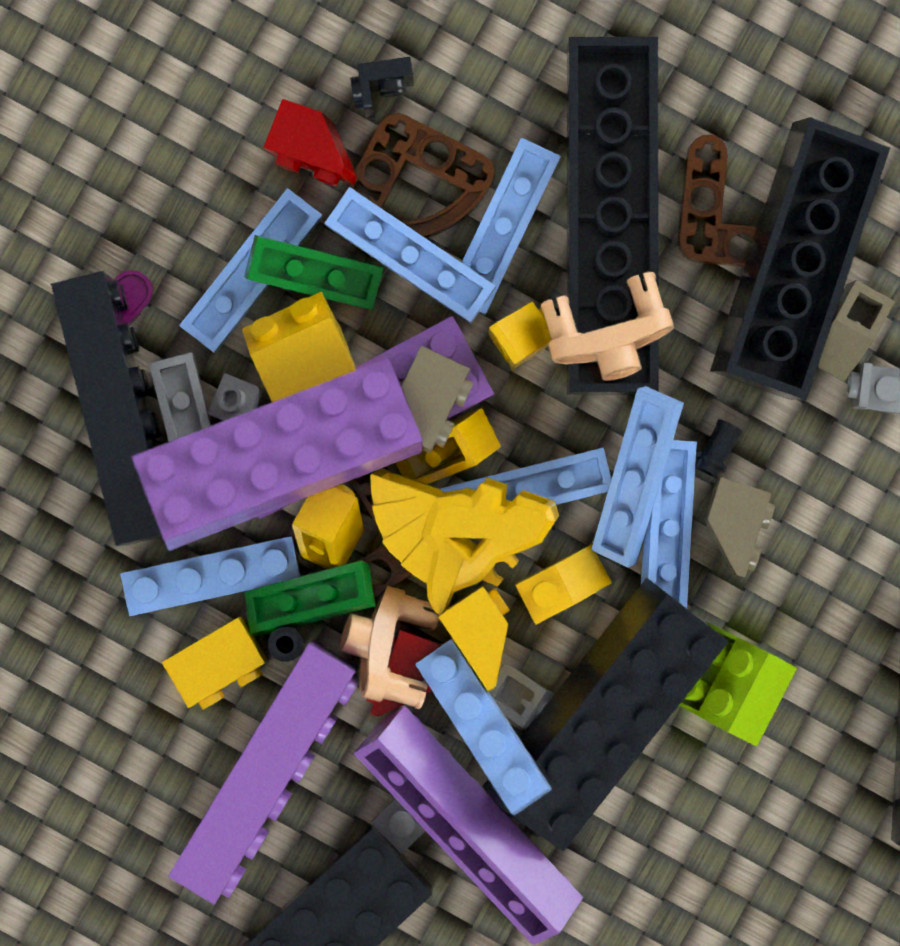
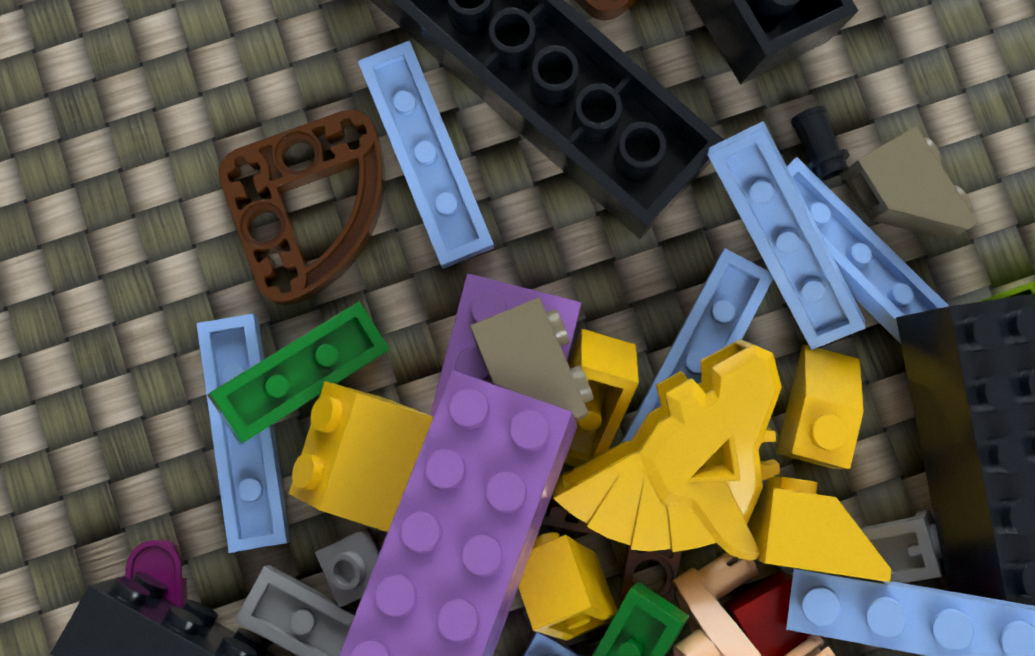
camera: 55 degrees left, 5 degrees down
(309, 141) = (169, 262): red slope -> none
(386, 76) = (175, 133): black bracket -> none
(410, 255) = (369, 262): light blue plate -> none
(520, 335) = (547, 226): yellow slope -> none
(614, 345) = (644, 139): light nougat connector -> none

